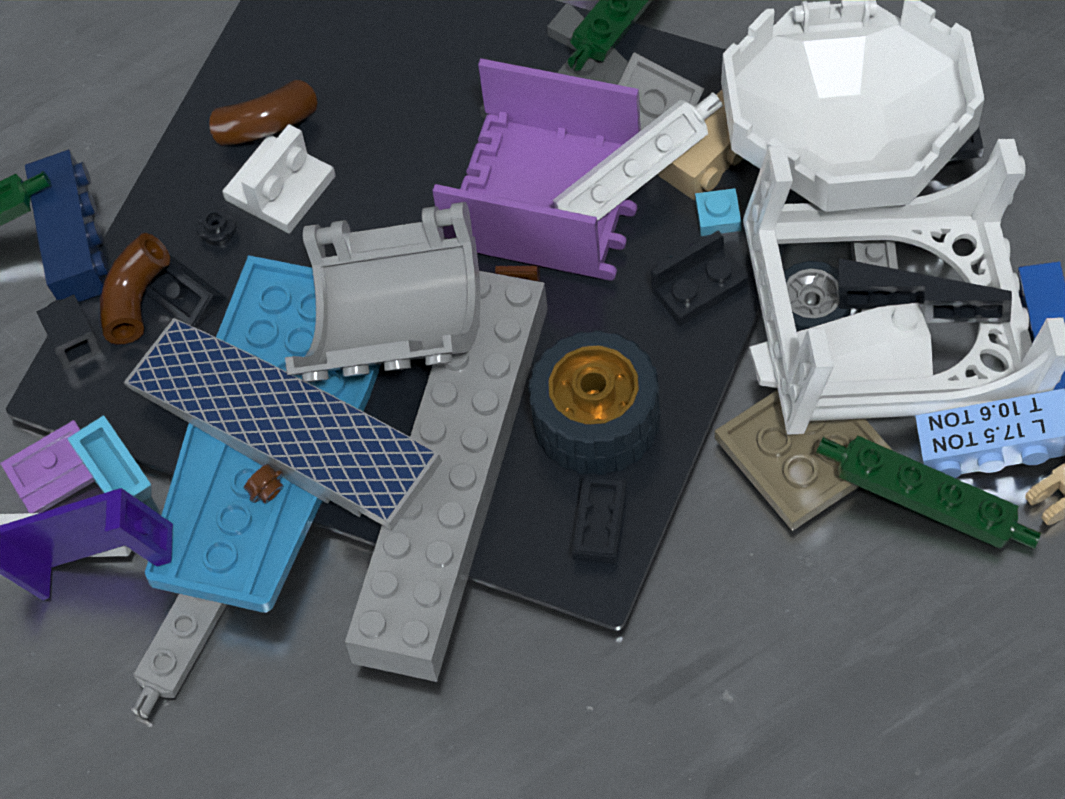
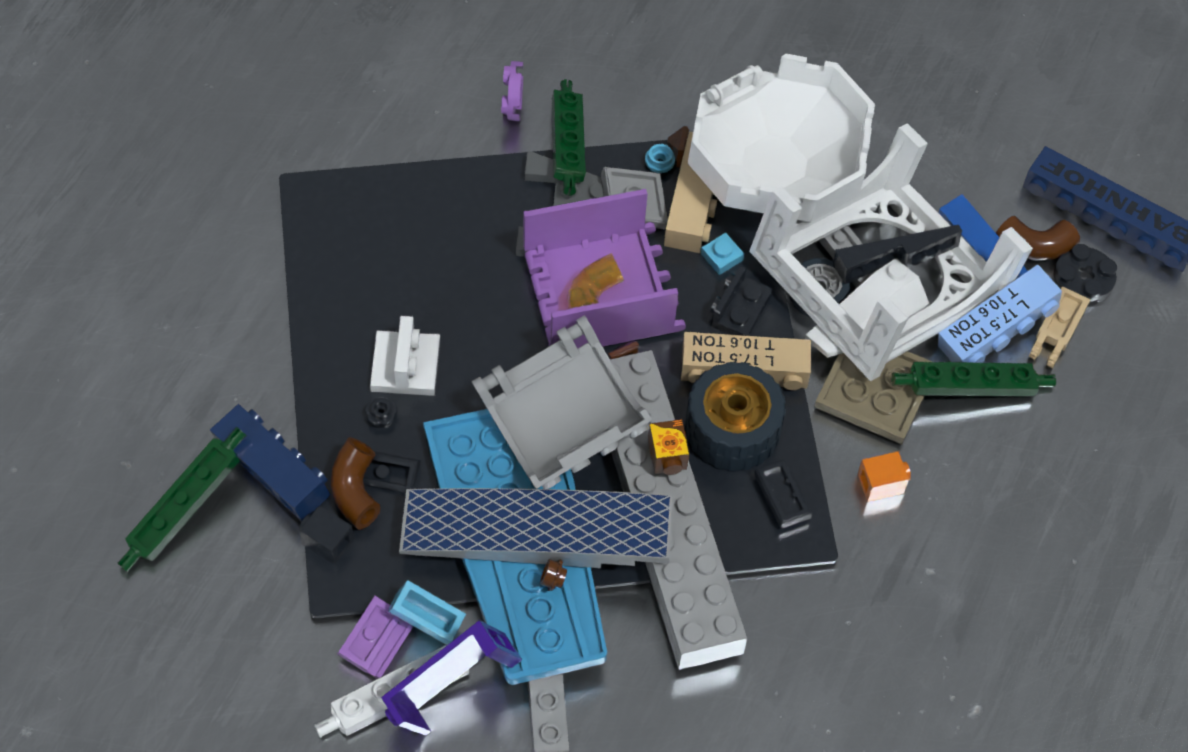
camera: 40 degrees left, 0 degrees up
(263, 114) = (368, 319): reddish brown cylinder -> none
(475, 397) = (668, 447): none -> brick
(535, 177) = (593, 281): none -> clear yellow cylinder
(639, 159) = (661, 239): white plate -> none
(682, 355) = (782, 358): none -> tan brick
(710, 64) = (661, 152): none -> medium azure plate
(739, 556) = (883, 476): none -> orange brick

